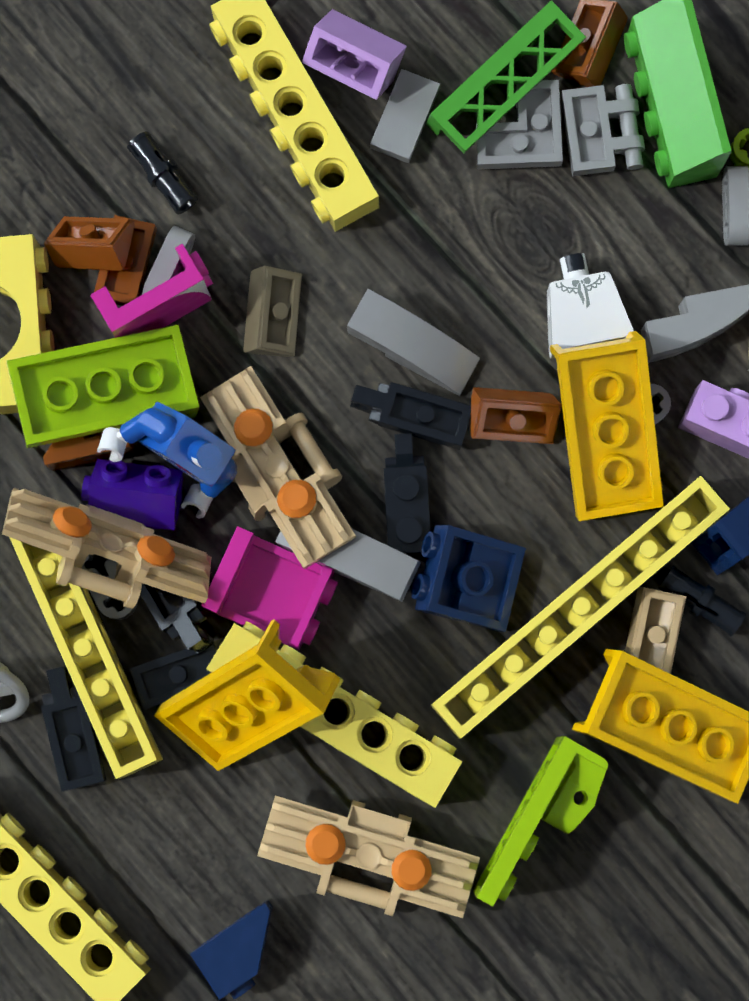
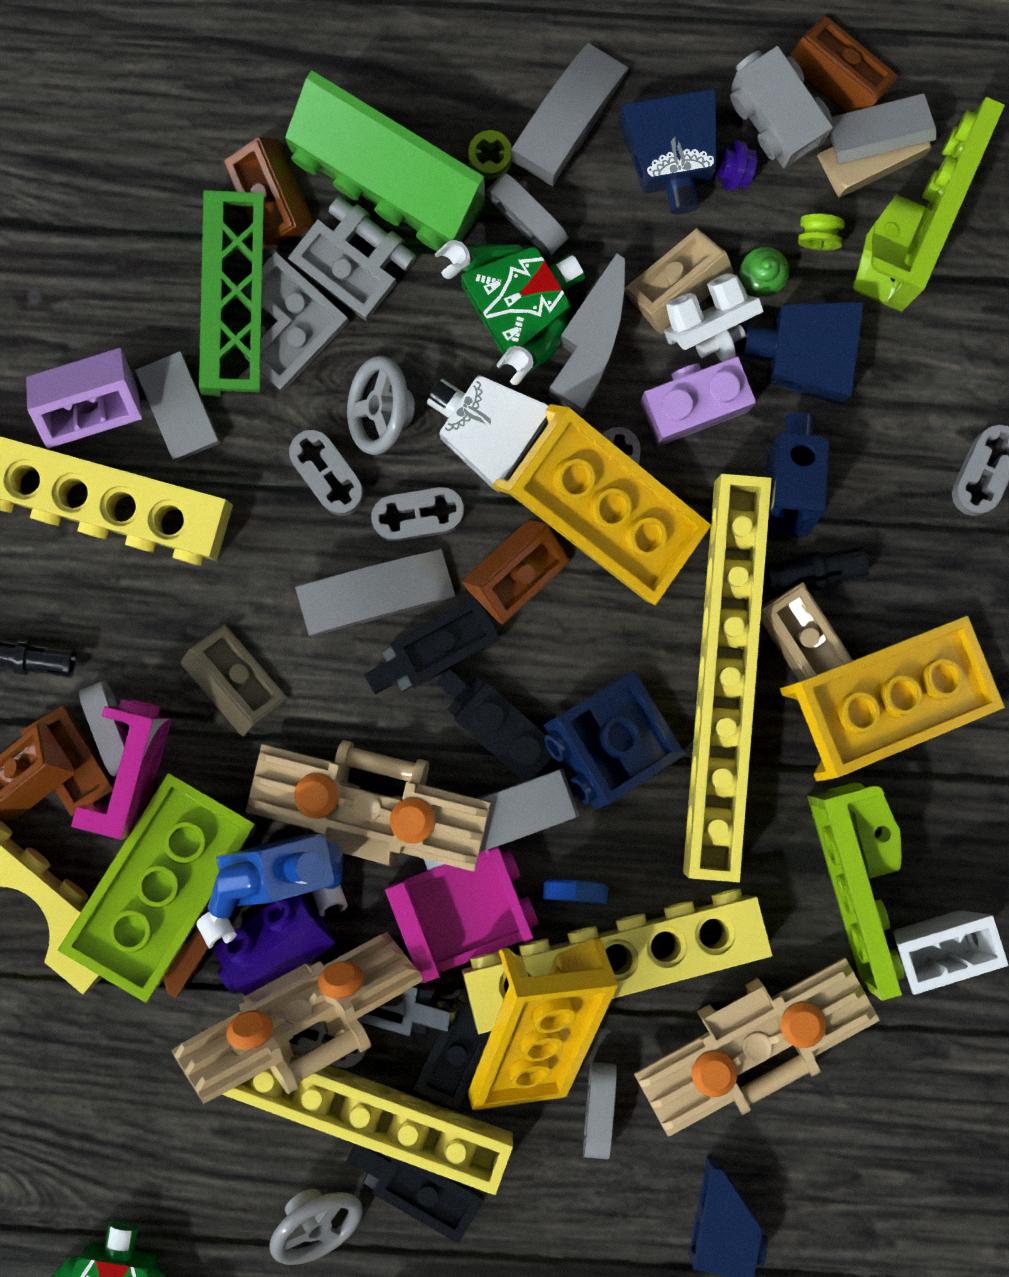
camera: 50 degrees left, 5 degrees up
(230, 798) = (599, 1110): none -> light grey beam
(352, 648) = (575, 891): none -> blue tile
(446, 241) = (336, 466): none -> light grey beam
(492, 314) = (415, 502): none -> light grey beam
(534, 237) = (386, 405): none -> light grey piece
(550, 912) = (944, 951): none -> white torso
(679, 248) = (516, 298): none -> green torso

